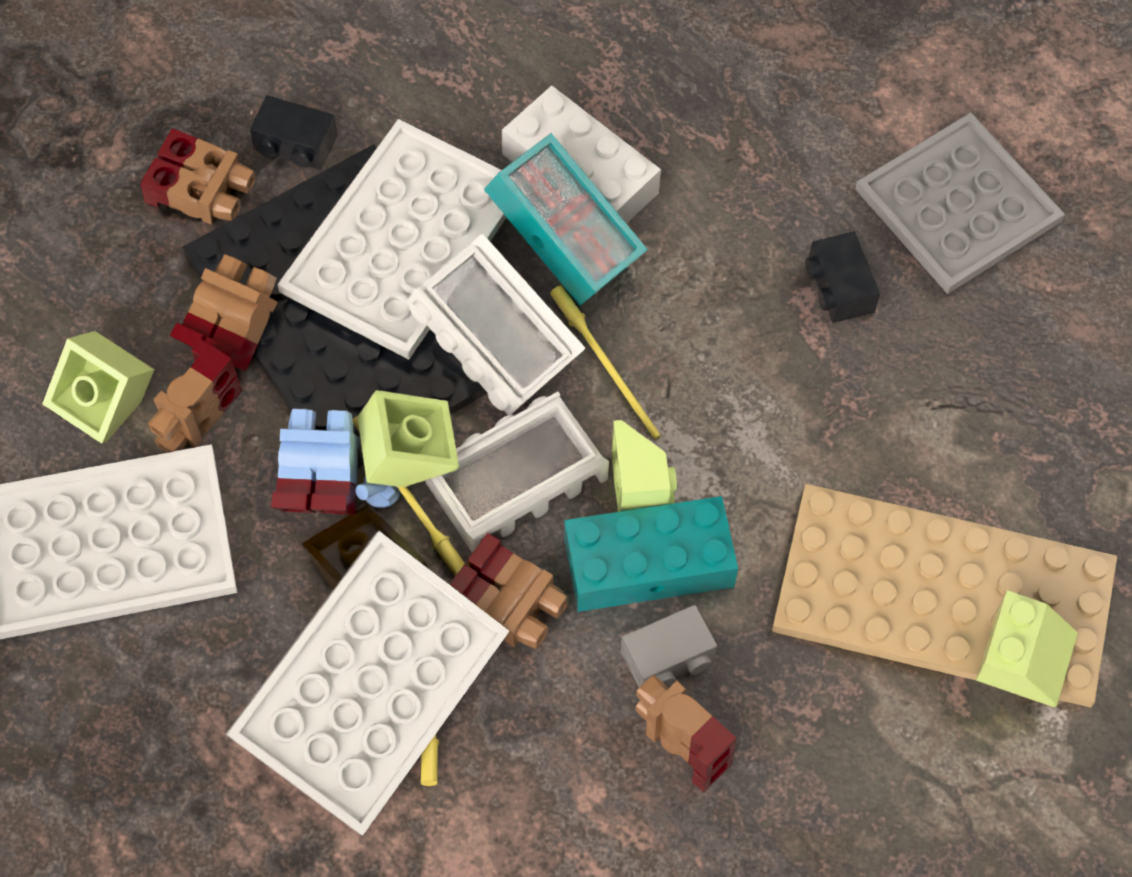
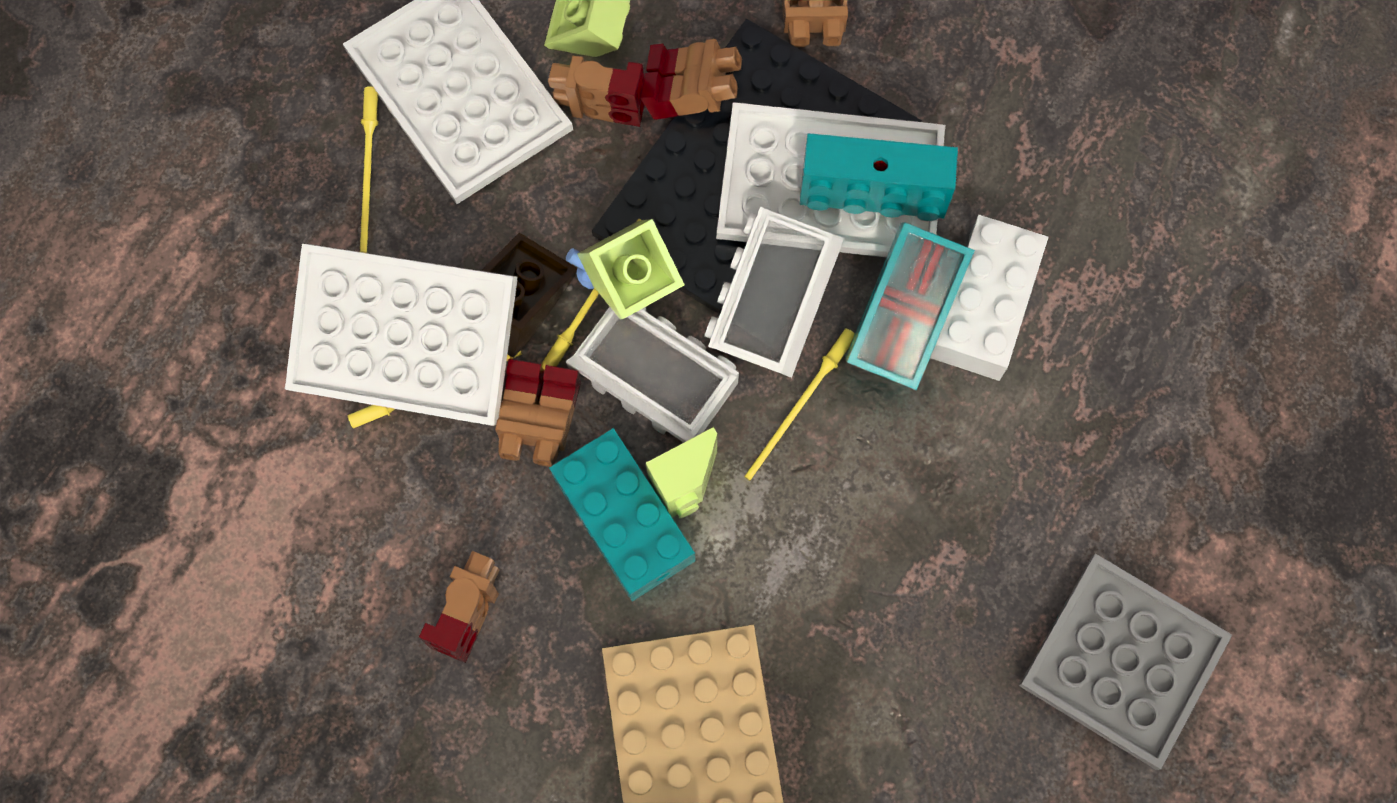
camera: 70 degrees right, 10 degrees up
(97, 645) = (369, 122): none -> light yellow piece
(293, 132) = (898, 51): black brick -> none
(317, 465) = (582, 210): light blue hips -> none
(433, 184) = (878, 176): none -> teal brick
(669, 647) = (540, 566): light grey brick -> none
(842, 277) = (984, 578): black brick -> none

